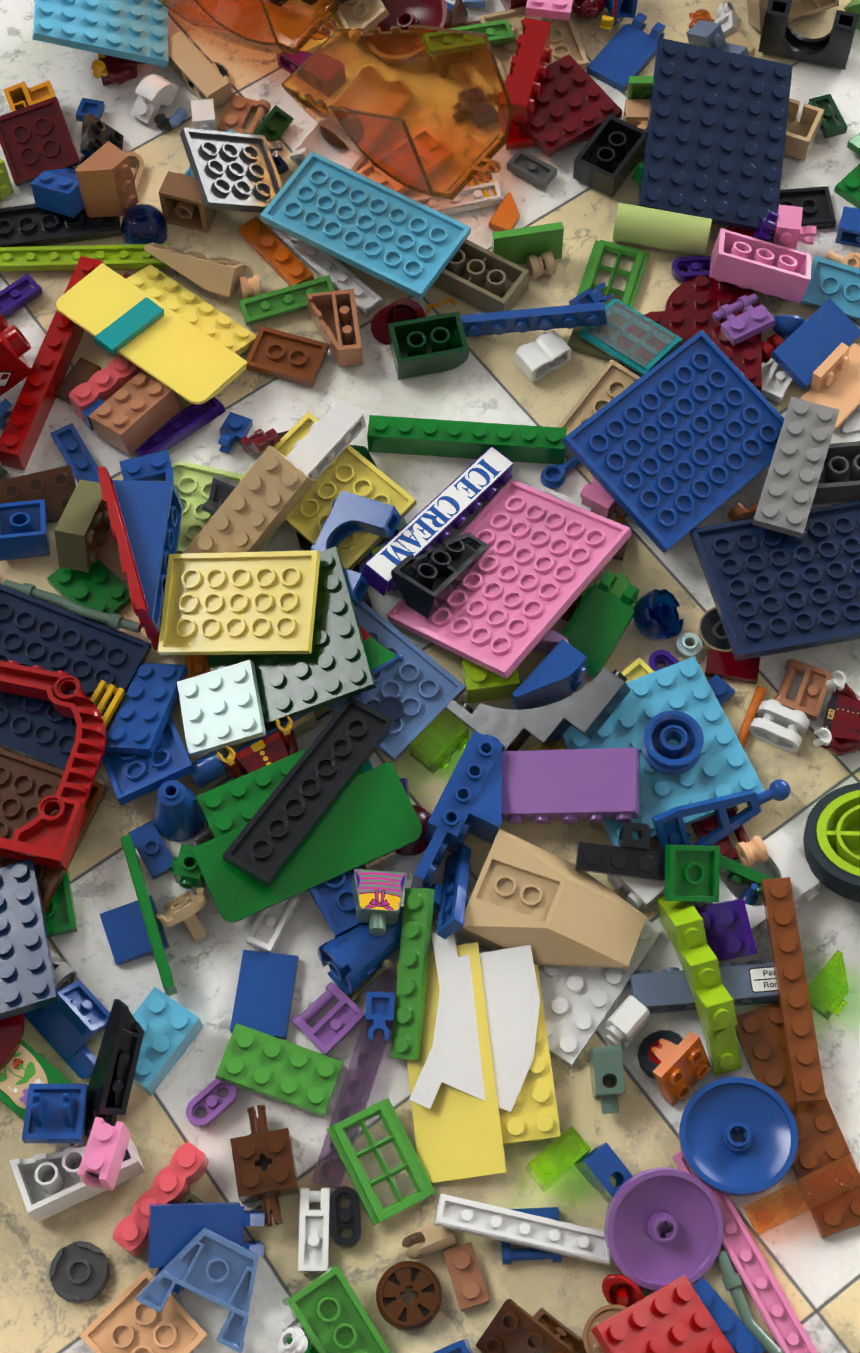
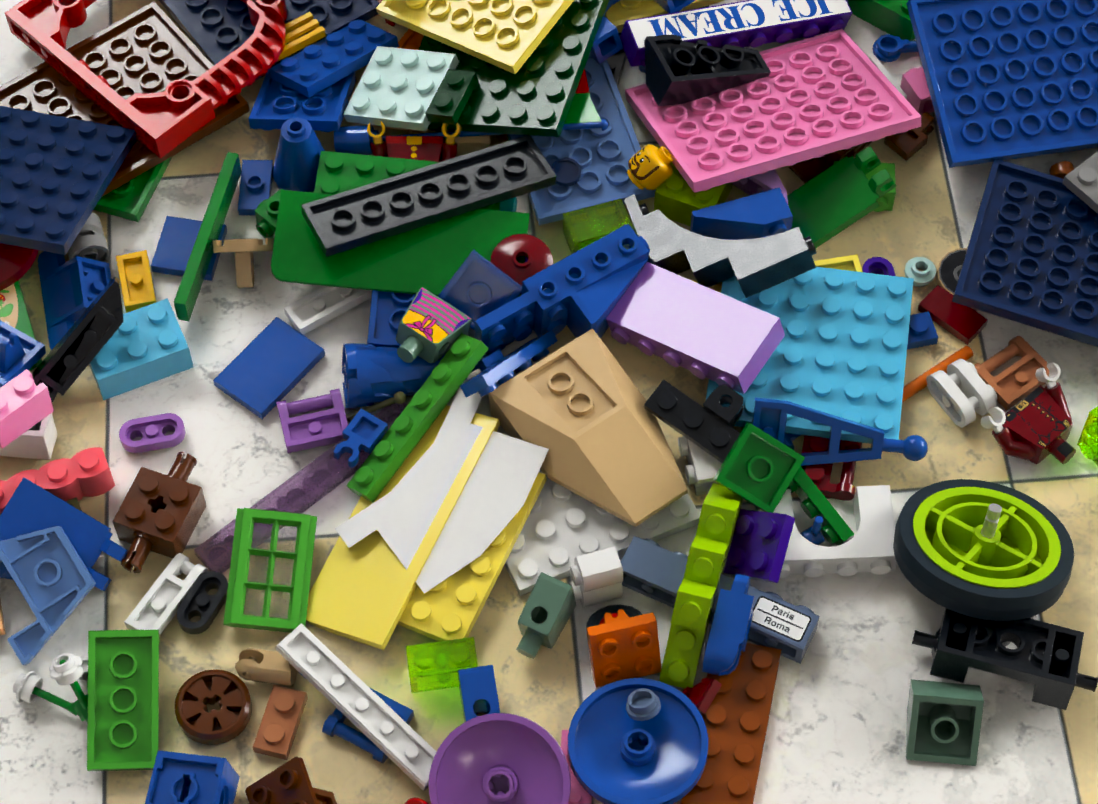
camera: 30 degrees right, 5 degrees down
(112, 981) = (136, 280): none -> yellow plate
(270, 697) = (451, 96): none -> dark green plate
(279, 1070) = (234, 438): bright green plate -> none
(393, 845) = (479, 288): none -> blue tile
(402, 815) = (518, 245): none -> dark red dish
(455, 673) = (650, 167): none -> yellow head
(657, 615) = (903, 223): clear blue cylinder -> none
(668, 758) = (835, 324): blue wheel -> none
(725, 1105) = (643, 704): none -> sand blue plate
(749, 1009) = (729, 628): none -> blue piece
(752, 851) = (843, 489): light nougat wheel -> none
(754, 1068) = (703, 693): none -> dark red tile
(793, 991) = (790, 640): dark orange plate -> none
(830, 988) = (834, 663): clear neon green slope -> none

